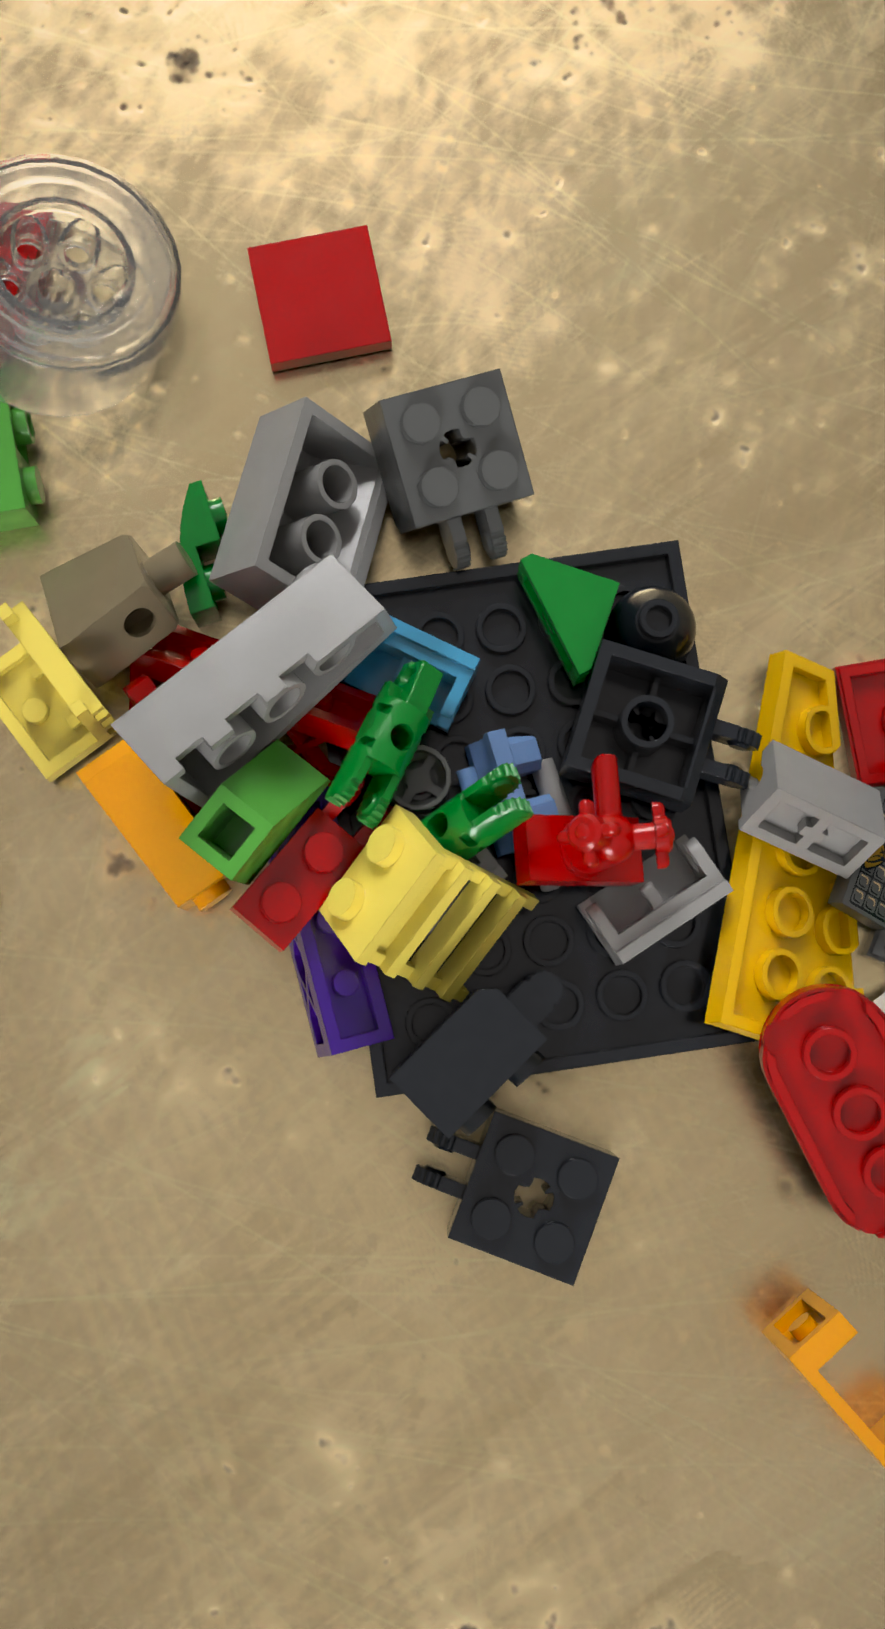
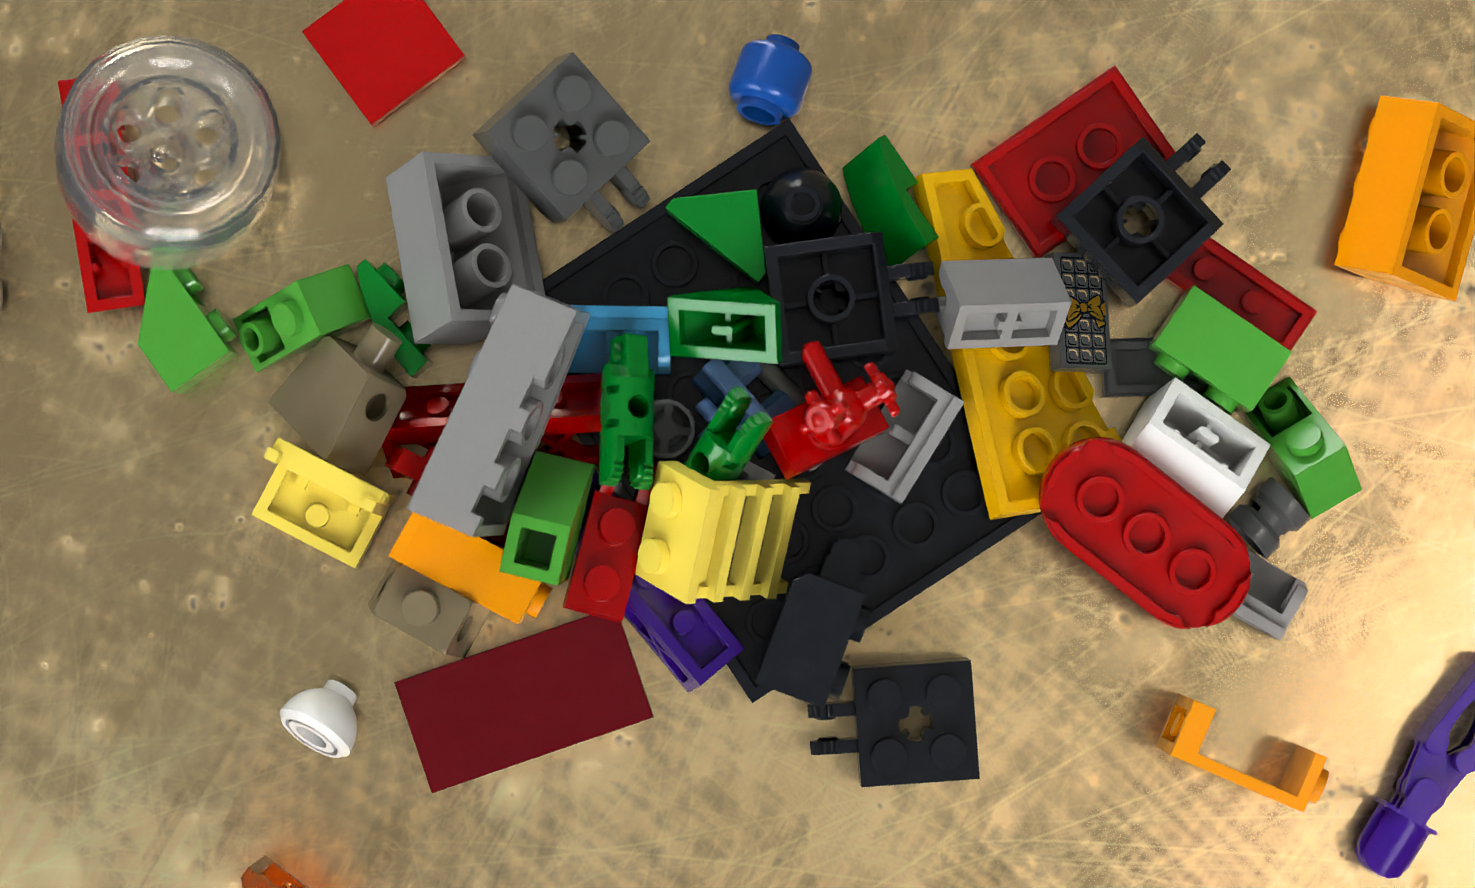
camera: 15 degrees left, 5 degrees up
(96, 855) = (427, 610): none -> dark tan torso
(114, 504) = (301, 317): none -> bright green slope
(150, 988) = (523, 700): none -> dark red tile
(527, 702) = (726, 325): none -> green slope
(676, 495) = (770, 80): none -> blue head
(737, 648) = (880, 195): none -> green slope

